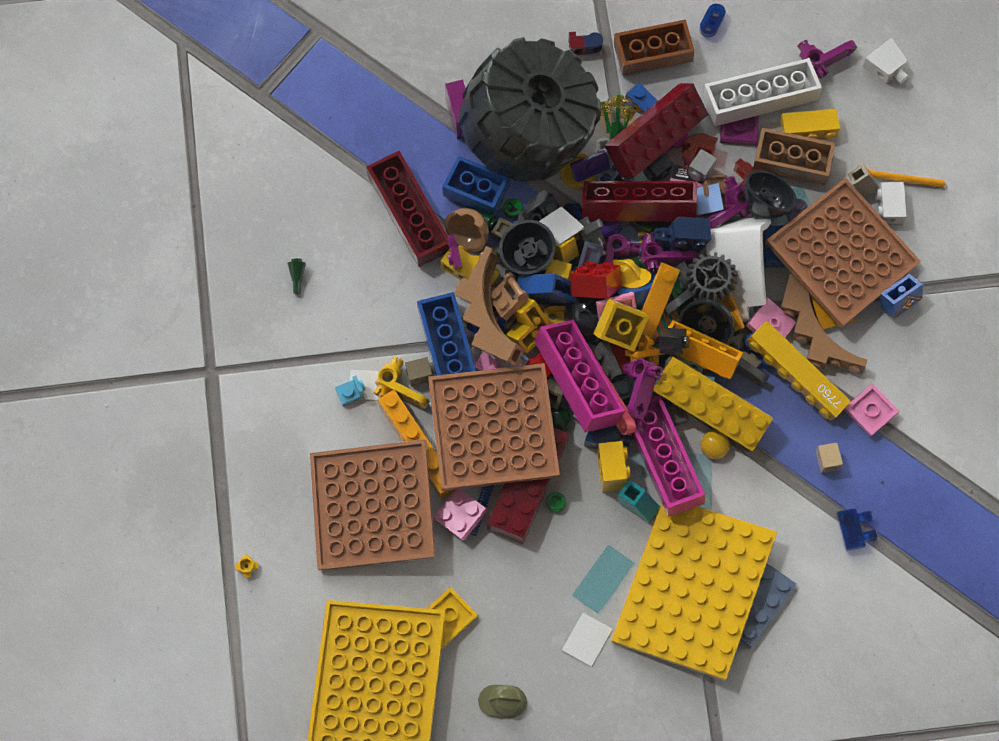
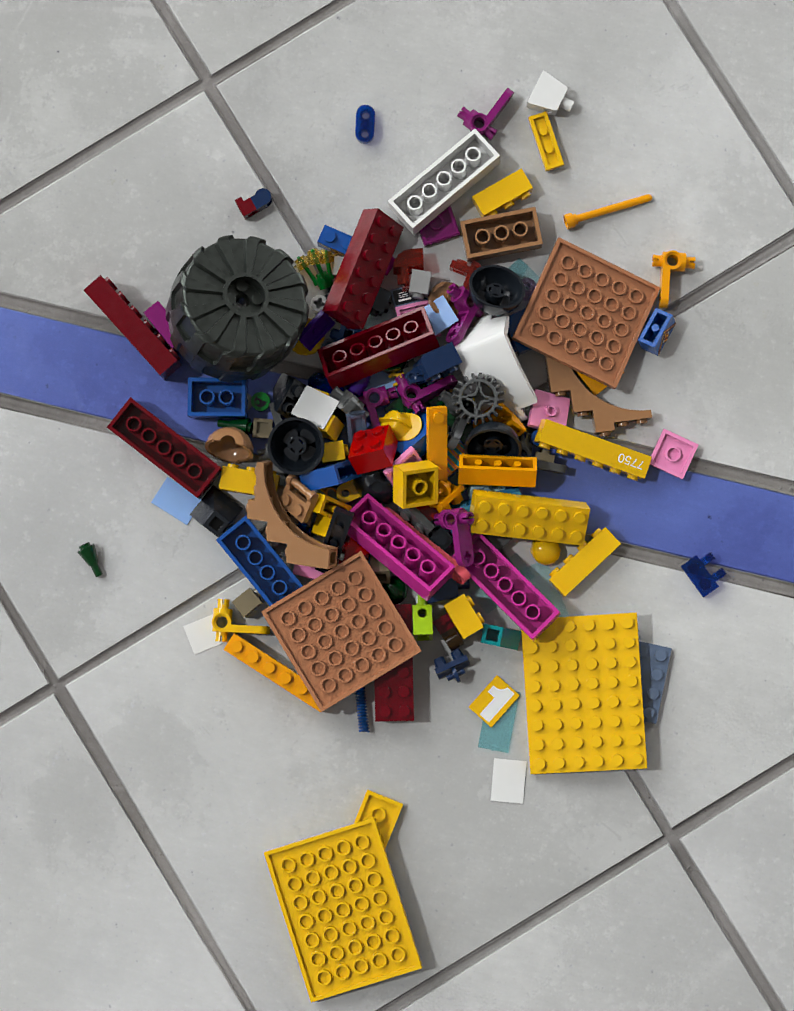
camera: 20 degrees left, 15 degrees up
(246, 560) = (175, 847): yellow plate -> none
(351, 391) = (193, 648): medium azure bracket -> none
(372, 505) = (264, 750): nougat plate -> none
(397, 260) = (176, 500): none -> light blue sticker
(428, 281) = (216, 511): none -> black slope
(430, 97) = (129, 323): none -> dark red brick
(454, 256) = (231, 482): magenta plate -> none
(460, 514) = (346, 721): bright pink plate -> none
(502, 701) = (458, 870): olive piece -> none
(530, 337) = (338, 531): none -> black plate
(555, 502) = (426, 668): green tile -> none
(572, 455) = (422, 625): none -> lime torso
(581, 510) = (452, 669): none -> dark blue hips
(591, 476) = (448, 632): none -> leg
(606, 559) = (494, 701): none -> sticker
(653, 47) = (322, 179): dark orange brick -> none
(673, 341) = (470, 479): black brick -> none
(746, 469) = (584, 561): none -> yellow brick
(829, 457) = (653, 517): tan panel -> none
(863, 181) = (575, 231): dark tan brick -> none
(868, 99) = (546, 141): none -> yellow plate
(891, 202) = (610, 240): white brick -> none
(934, 249) = (661, 261): none -> light orange piece

